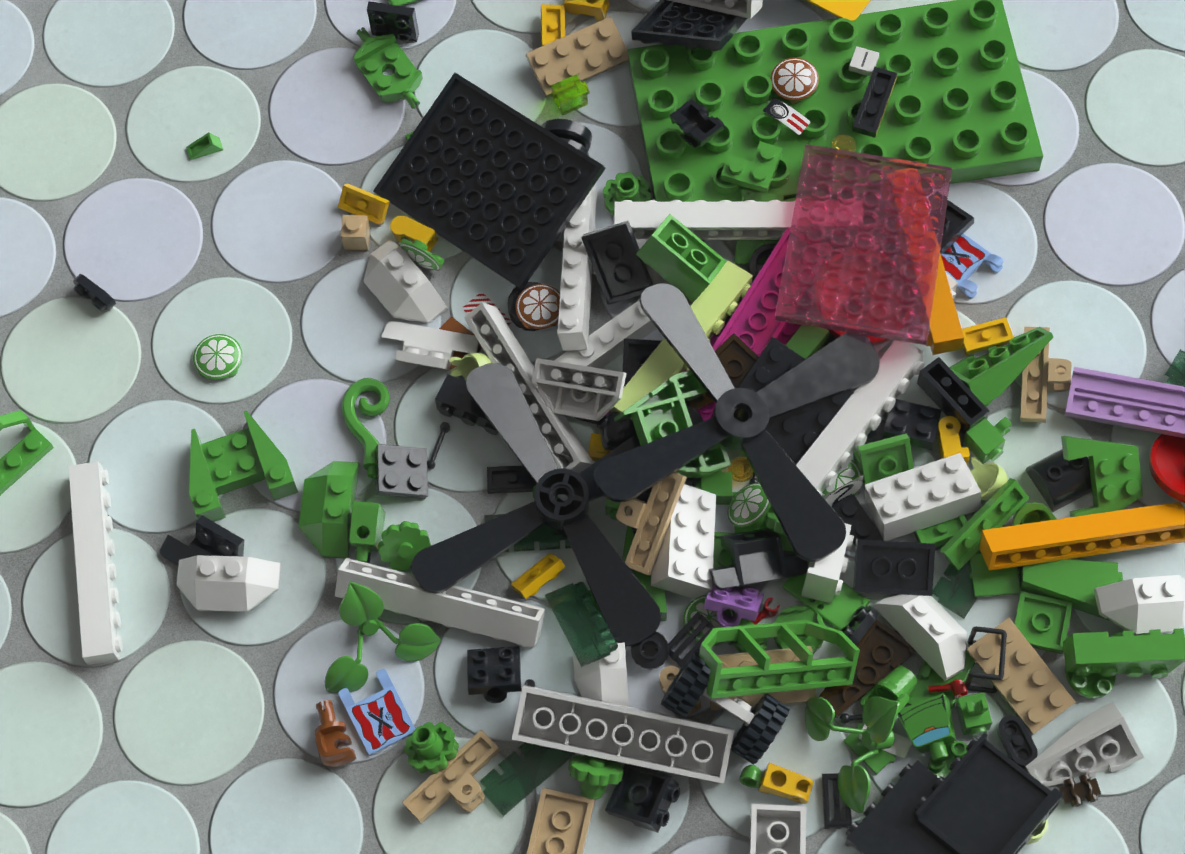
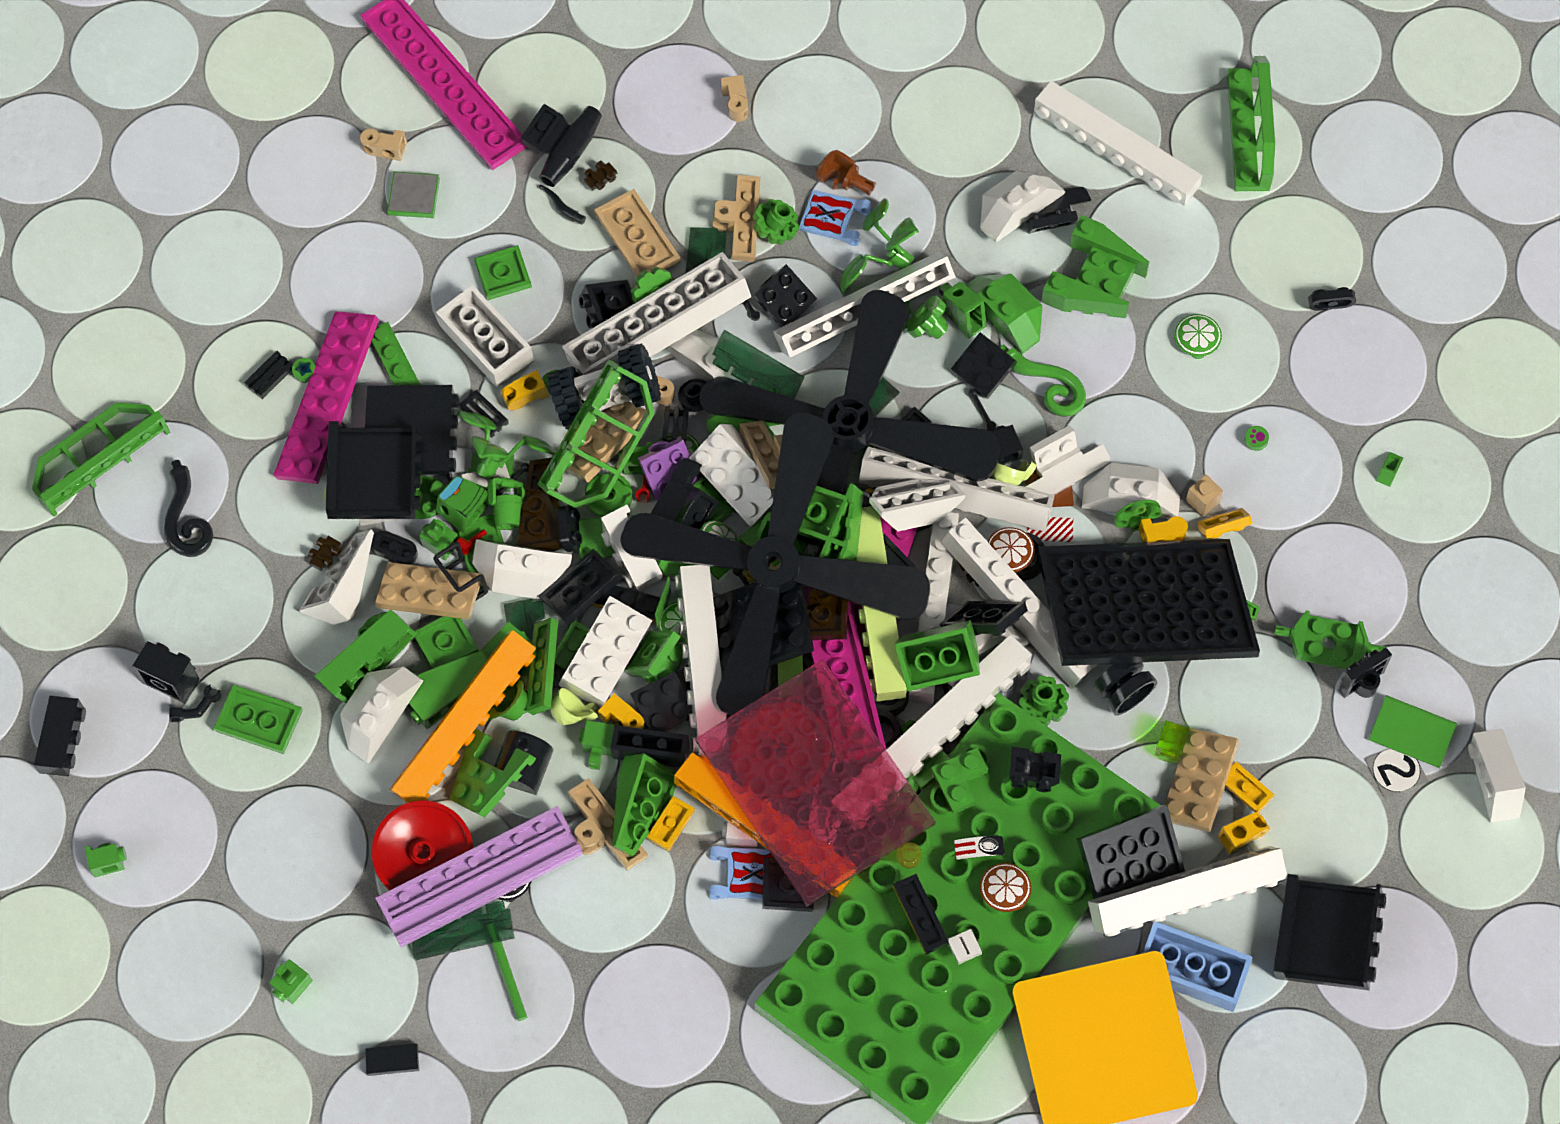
camera: 135 degrees right, 0 degrees up
(268, 246) = (1256, 438): none -> bright green tile
(539, 574) = (819, 380): yellow plate -> none

